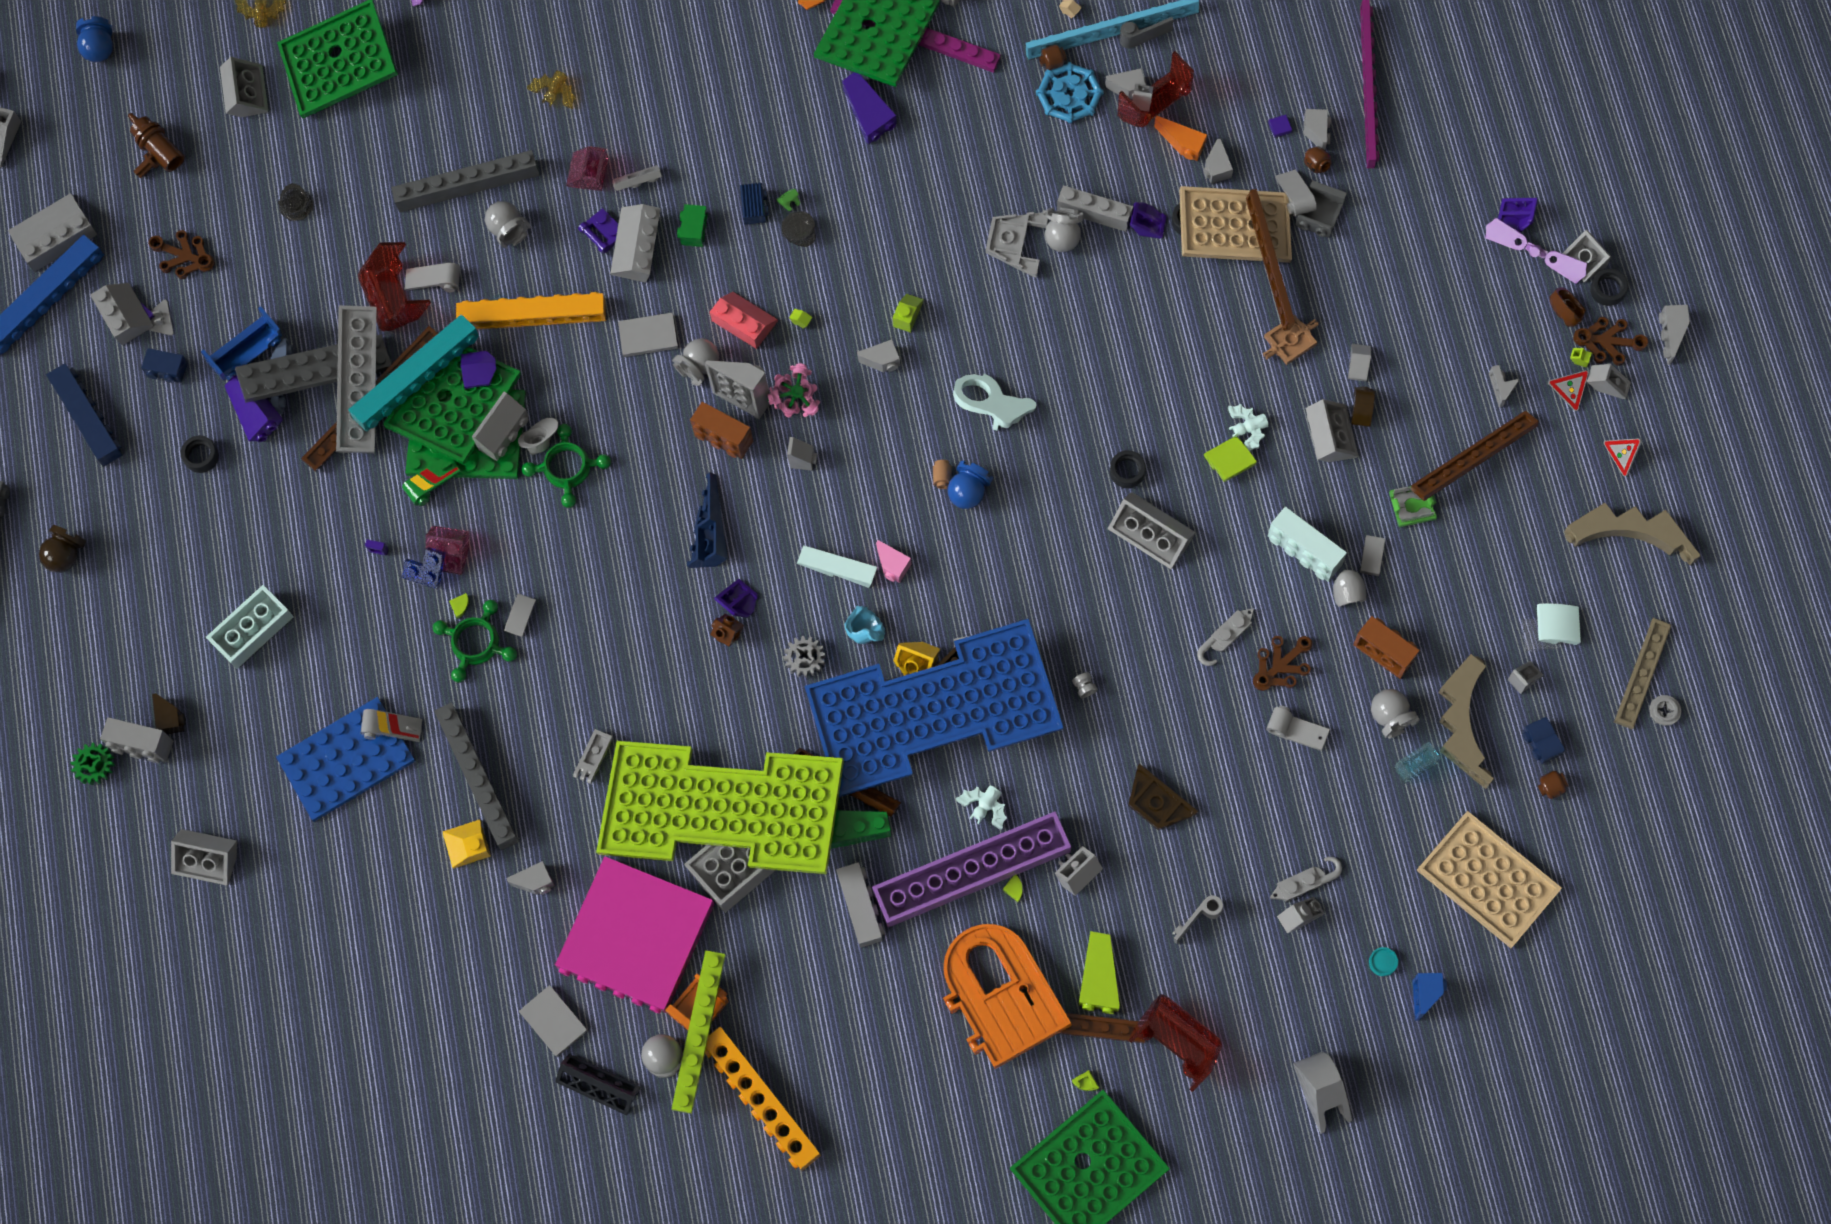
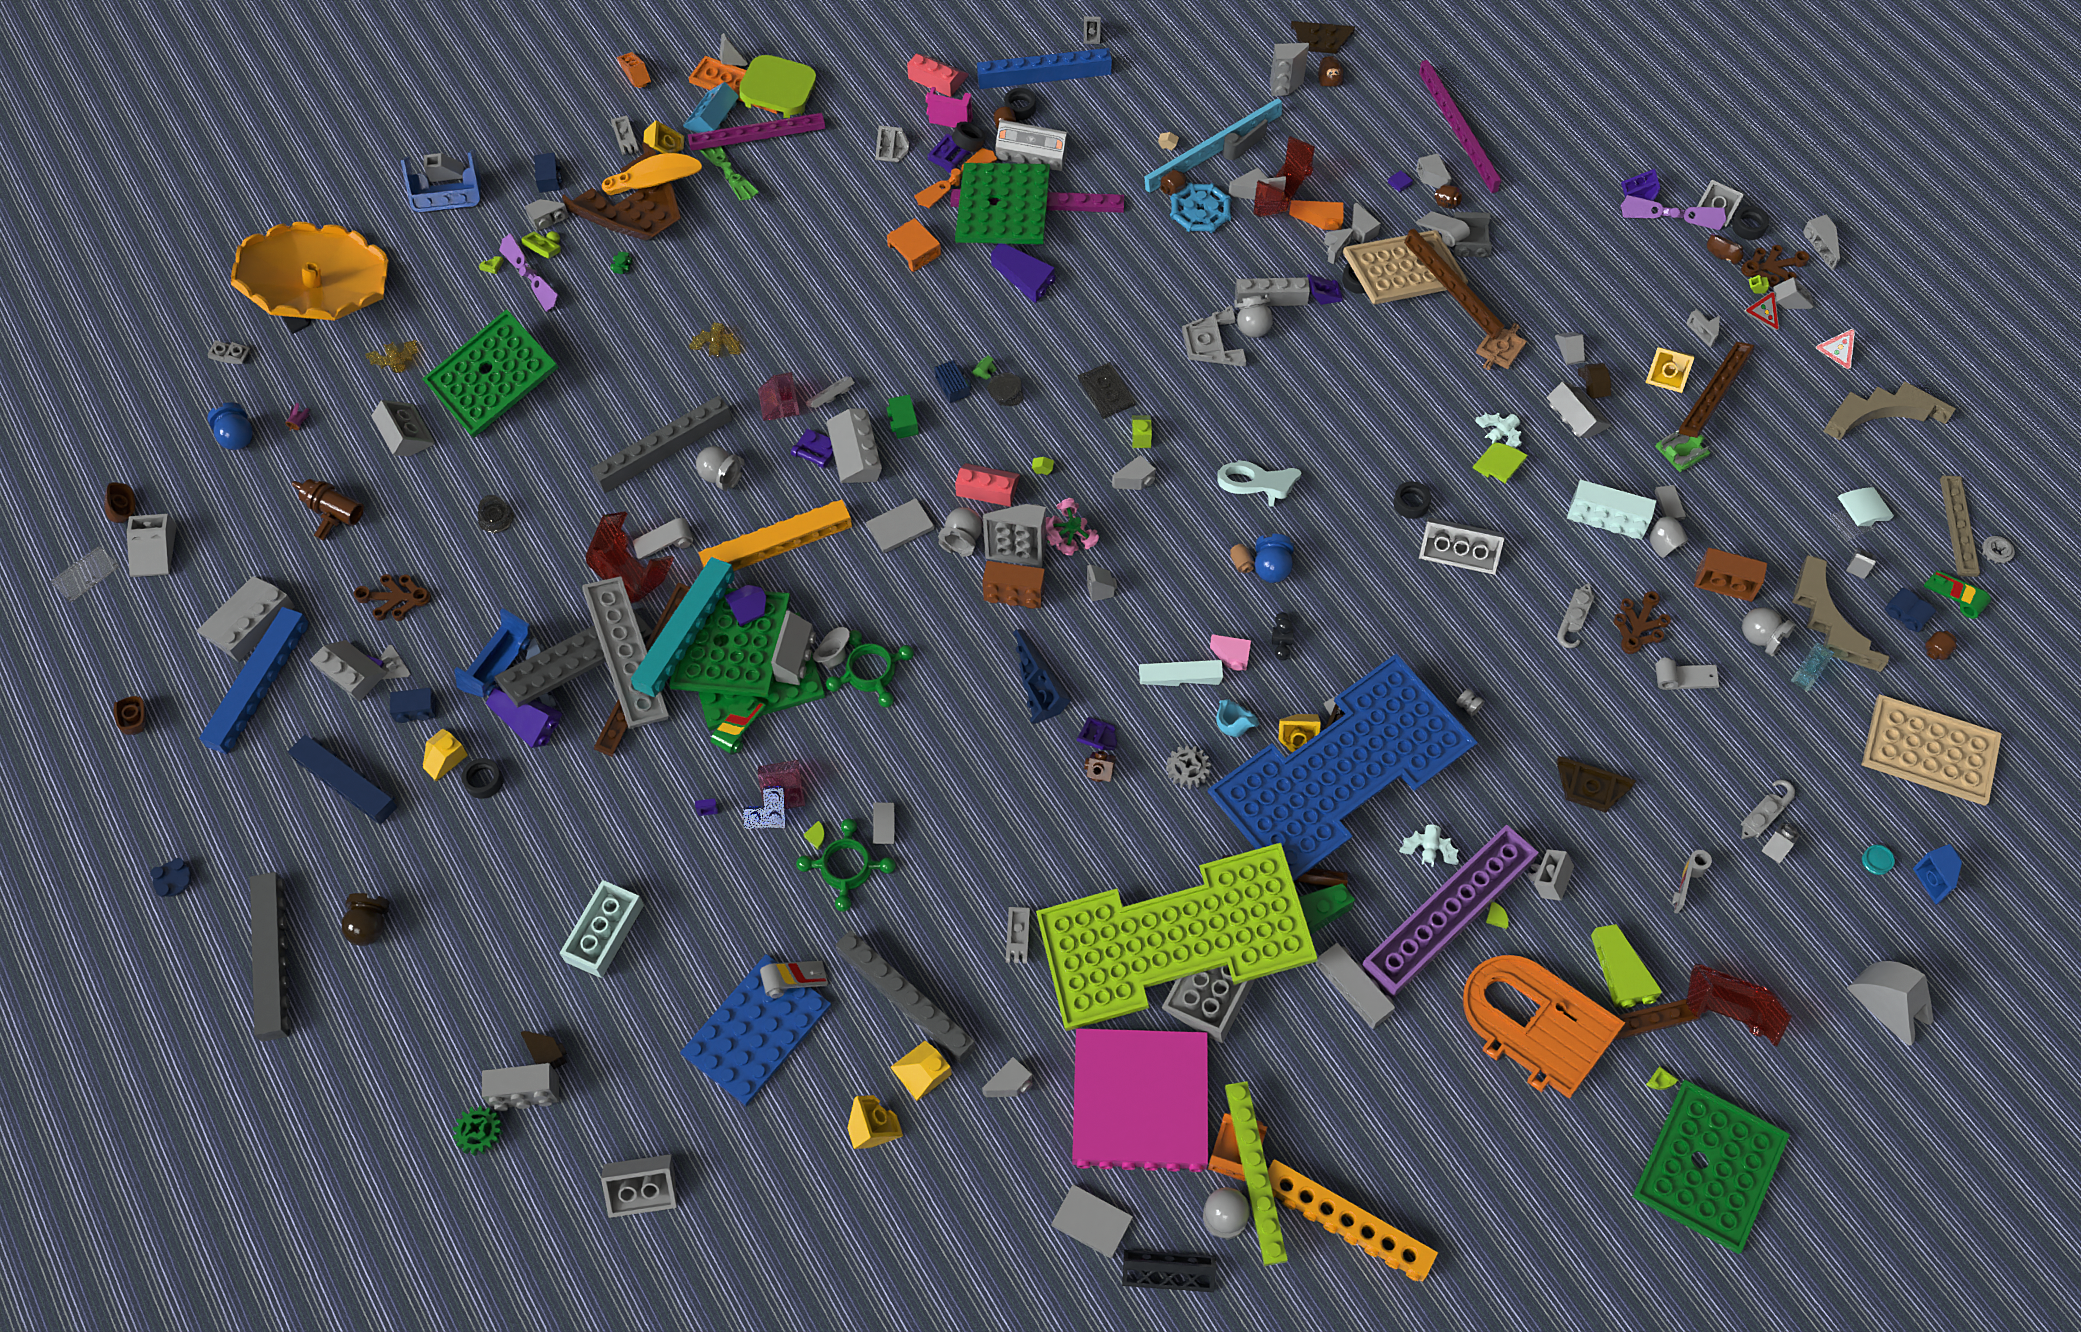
camera: 25 degrees left, 10 degrees down
(155, 46) = (296, 417): none -> flat silver piece
(174, 419) = (442, 754): none -> yellow slope
(407, 874) = (871, 1123): none -> yellow slope
(776, 45) = (914, 244): none -> orange panel
(894, 259) = (1106, 390): none -> clear smoke tile
(944, 562) = (1282, 636): none -> black piece
(1185, 176) = (1337, 241): none -> light grey slope
(1443, 418) = (1670, 369): none -> yellow slope
(1607, 749) = (1971, 598): none -> green door

